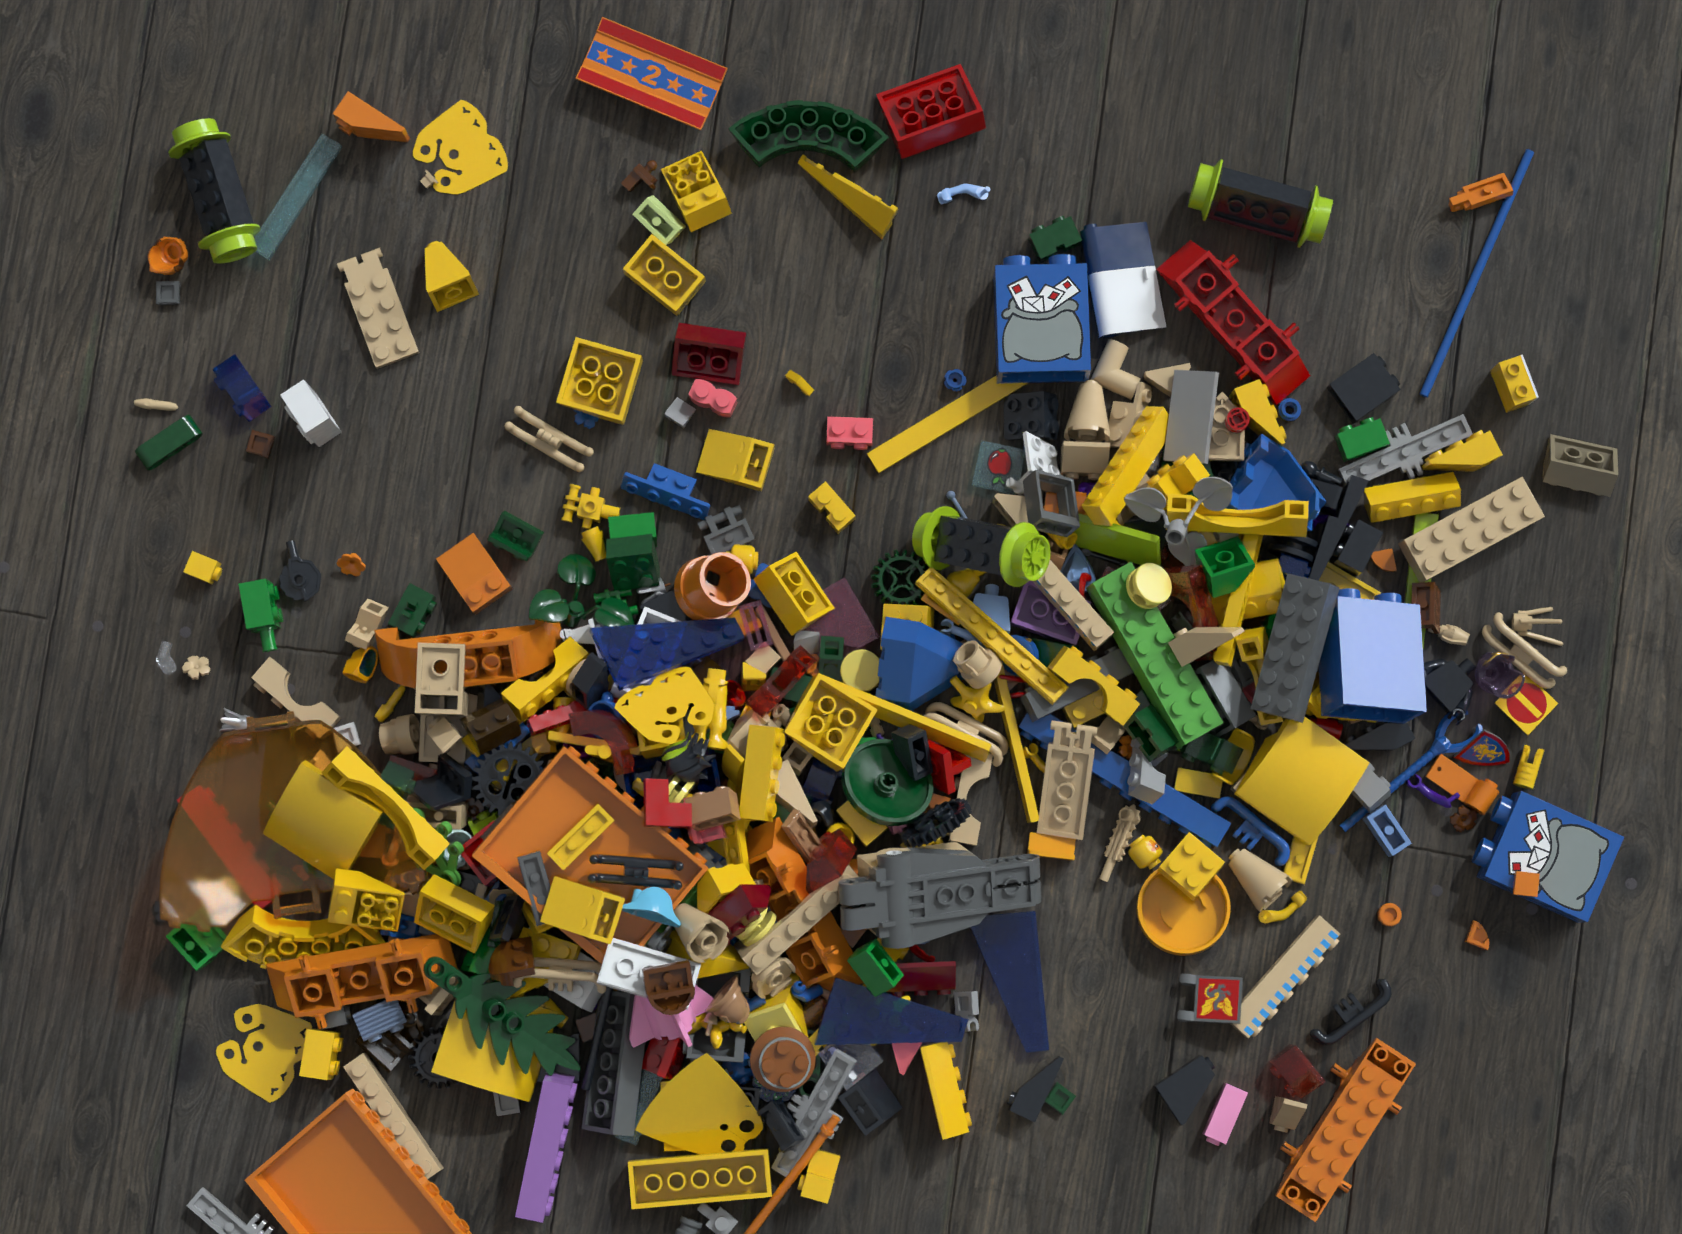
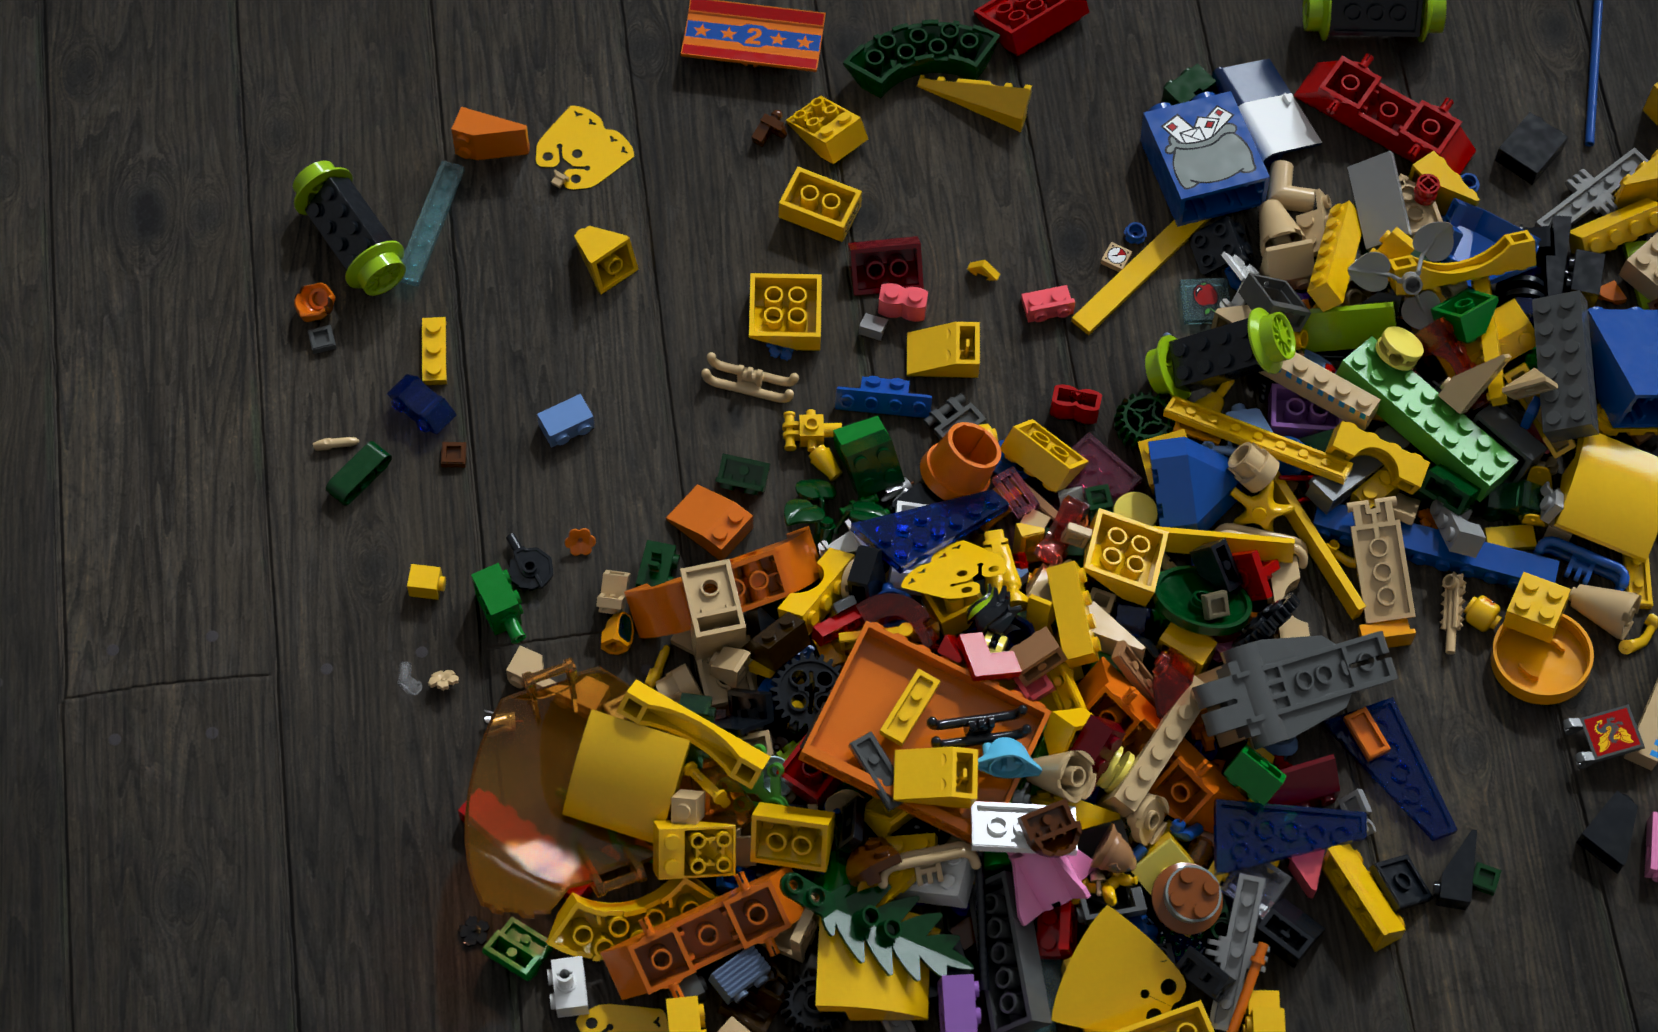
camera: 15 degrees left, 20 degrees down
(233, 984) = (569, 987): none -> white brick
(268, 332) = (434, 351): none -> yellow plate
(310, 414) = (503, 398): white brick -> none
(369, 439) = (566, 421): none -> medium blue brick
(369, 864) = (688, 806): none -> tan brick
(378, 309) = (541, 305): tan hinge -> none
(389, 842) = (719, 796): none -> yellow piece
(564, 700) = (843, 604): none -> dark grey tile
(635, 788) = (950, 649): none -> red slope
(659, 220) = (795, 154): yellowish green brick -> none
(791, 691) = (1076, 535): none -> tan tile
(826, 499) = (1053, 368): yellow brick -> none
(834, 544) = (1077, 404): none -> red brick
(895, 793) = (1215, 605): none -> dark tan tile
(929, 399) = (1116, 257): none -> tile
(973, 190) = (1099, 69): light blue piece -> none
(981, 1085) = (1400, 882): none -> black tile
(998, 941) = (1366, 734): none -> orange tile
(1163, 377) = (1337, 184): tan slope -> none
(1239, 773) = (1552, 502): none -> light grey plate
(1250, 680) = (1531, 412): none -> blue tile
(1255, 658) = (1529, 384): none -> tan slope
(1361, 439) = (1547, 190): green brick -> none

